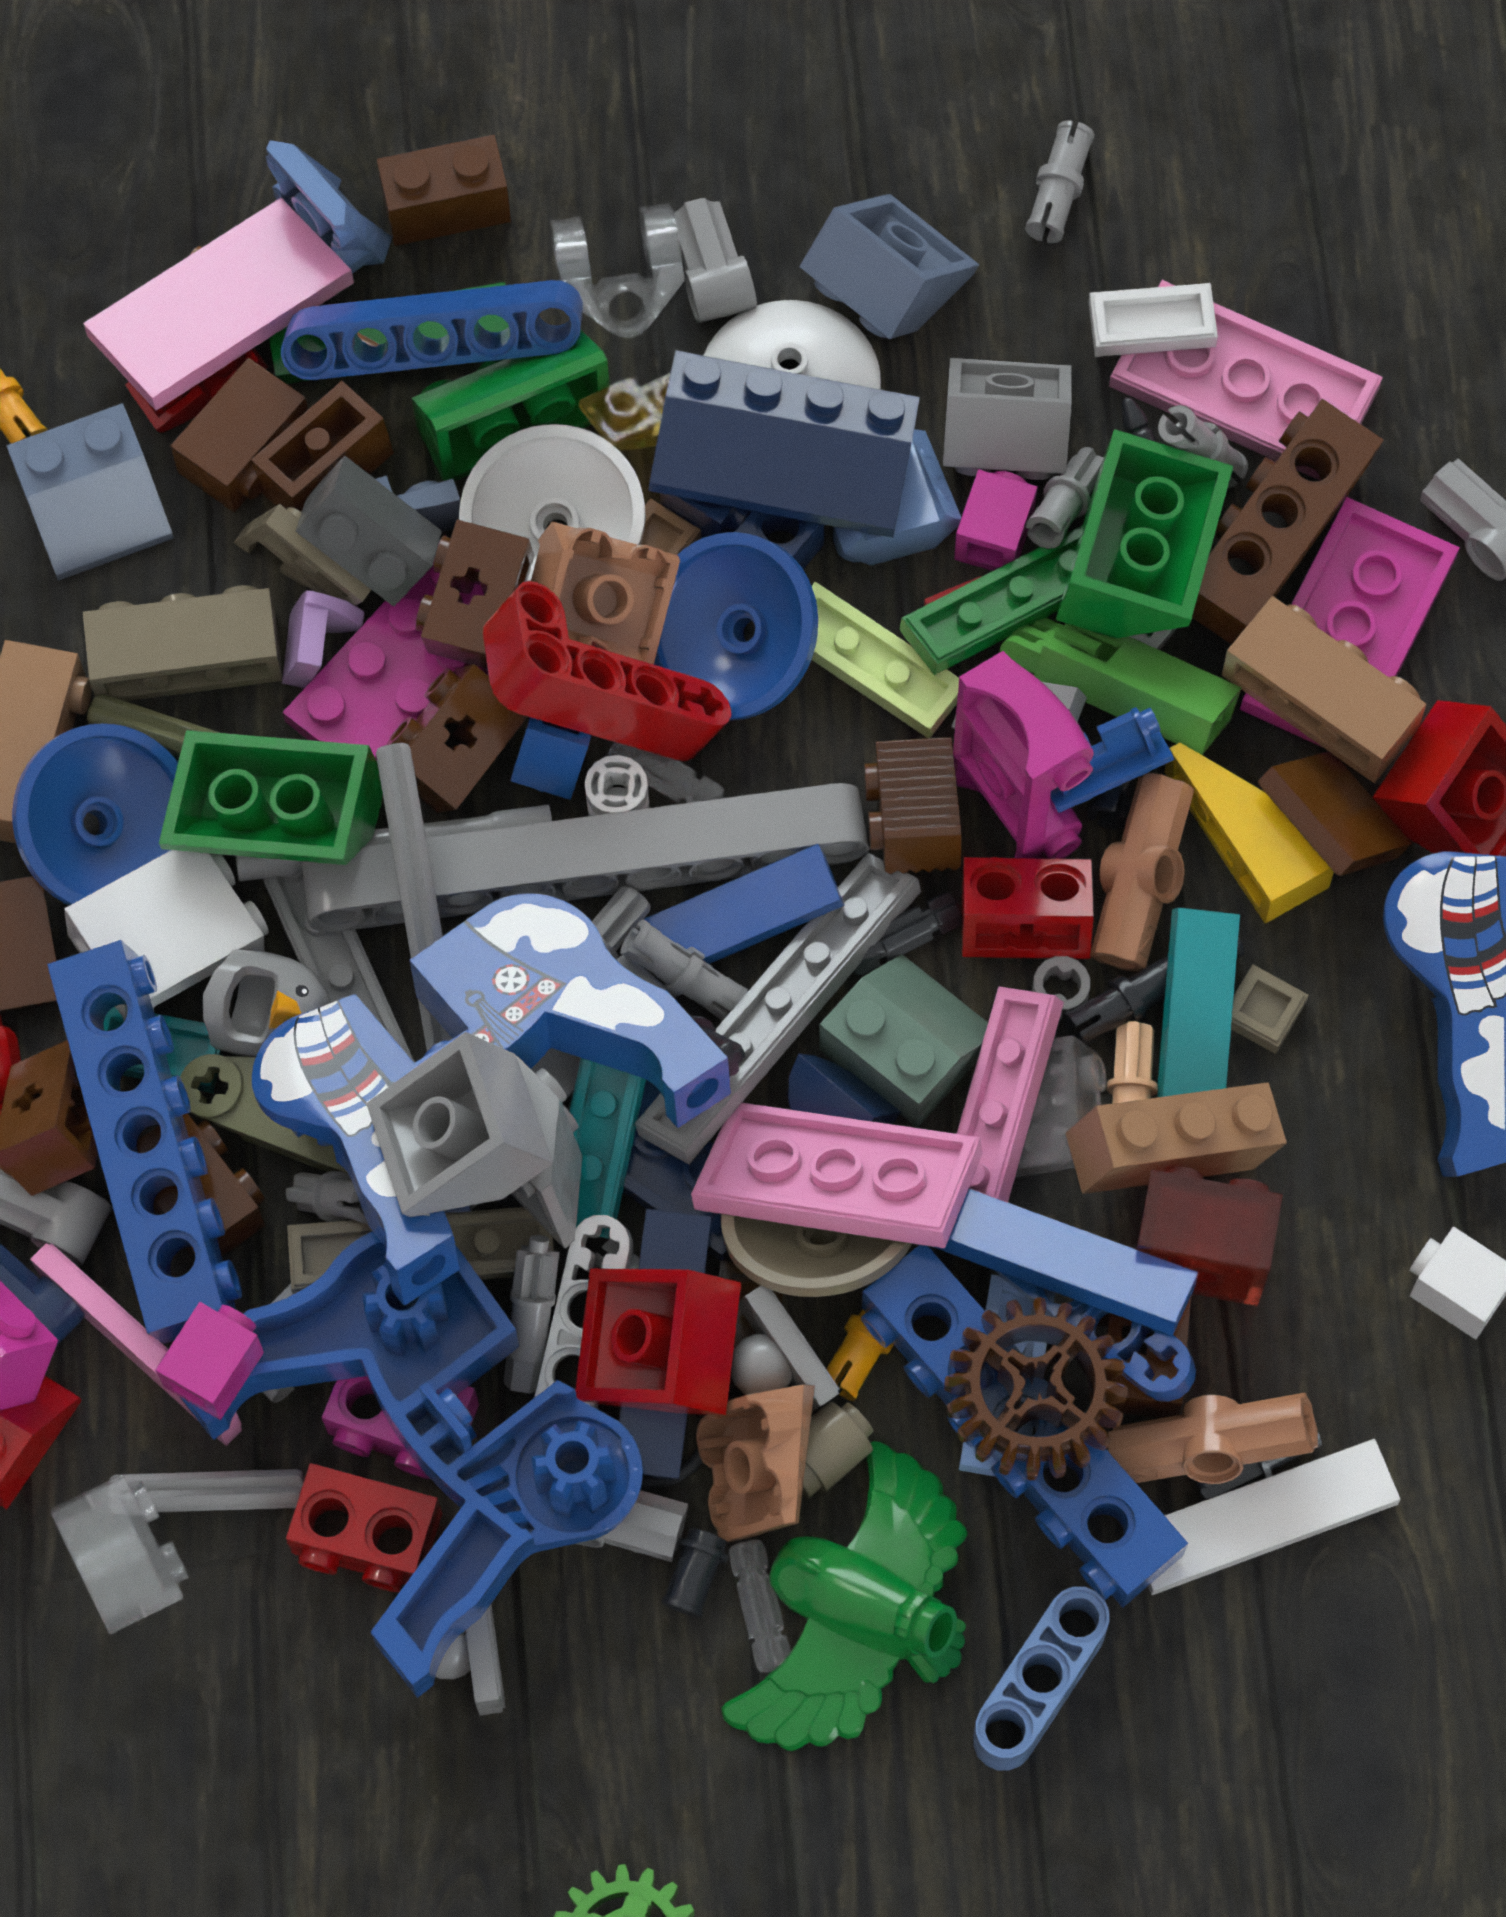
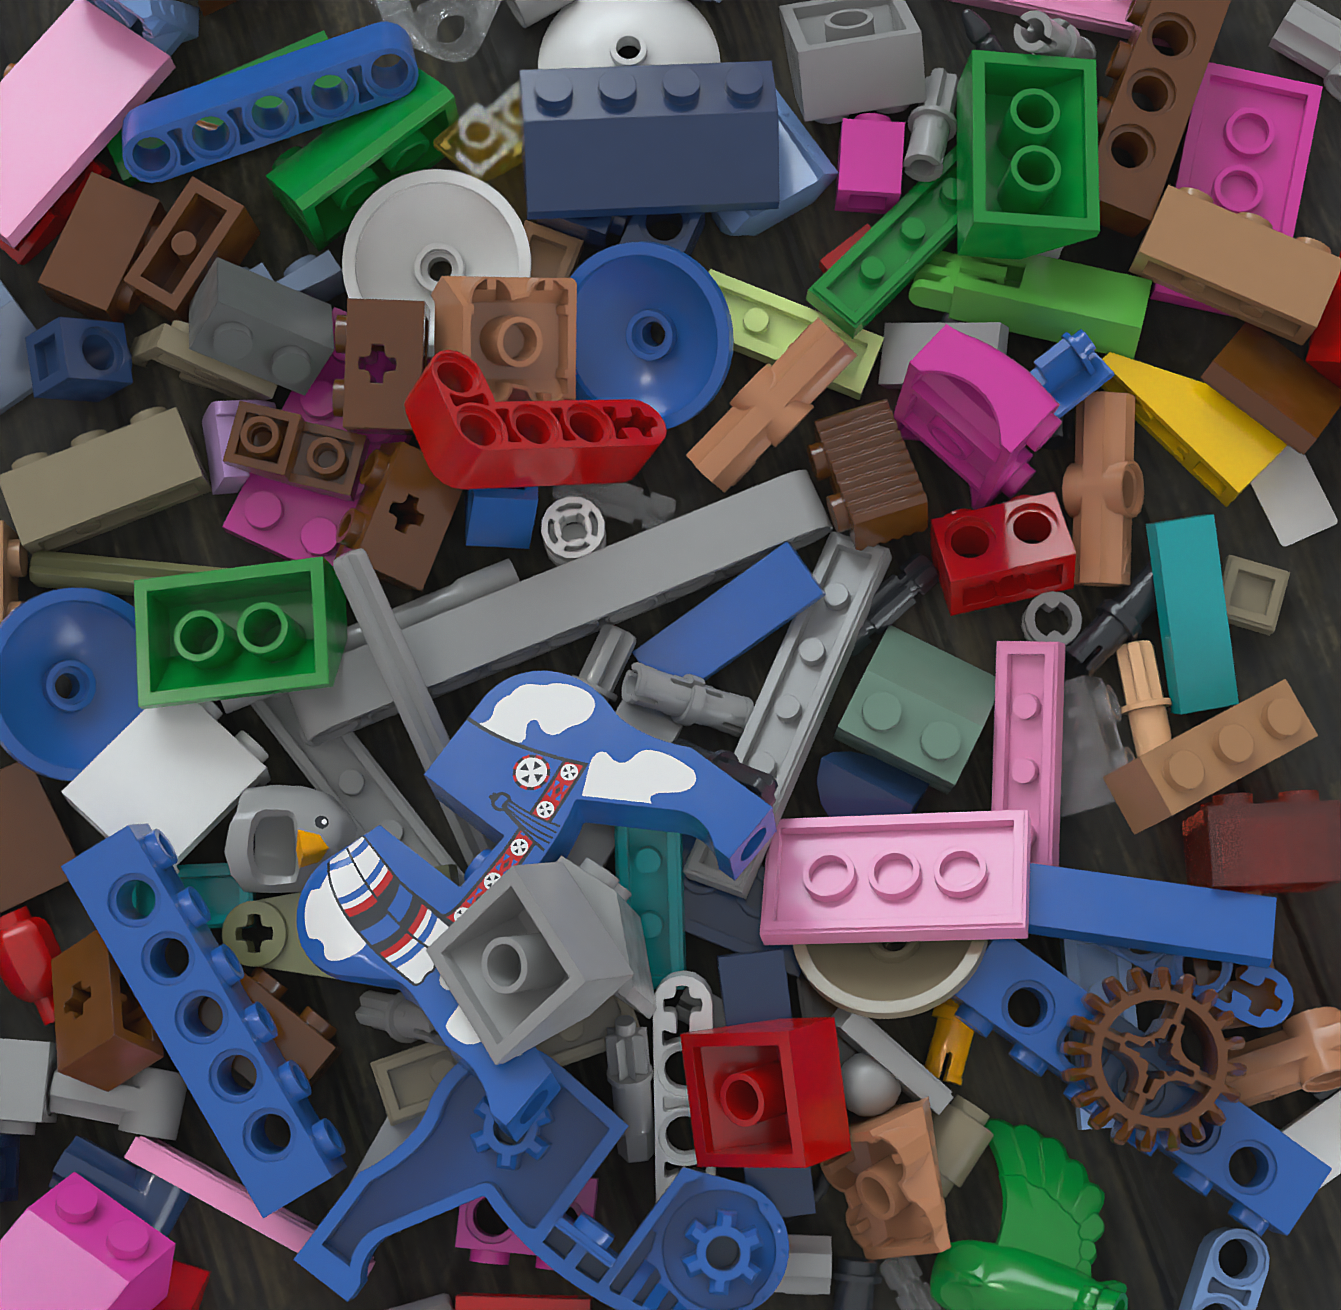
camera: 15 degrees left, 10 degrees up
(189, 526) = (79, 359): none -> dark blue brick
(211, 1358) = (337, 1242): dark pink brick -> none
(370, 655) = (296, 451): none -> reddish brown slope
(838, 718) = (771, 405): none -> nougat piece
(1334, 929) = (1293, 498): none -> white sticker

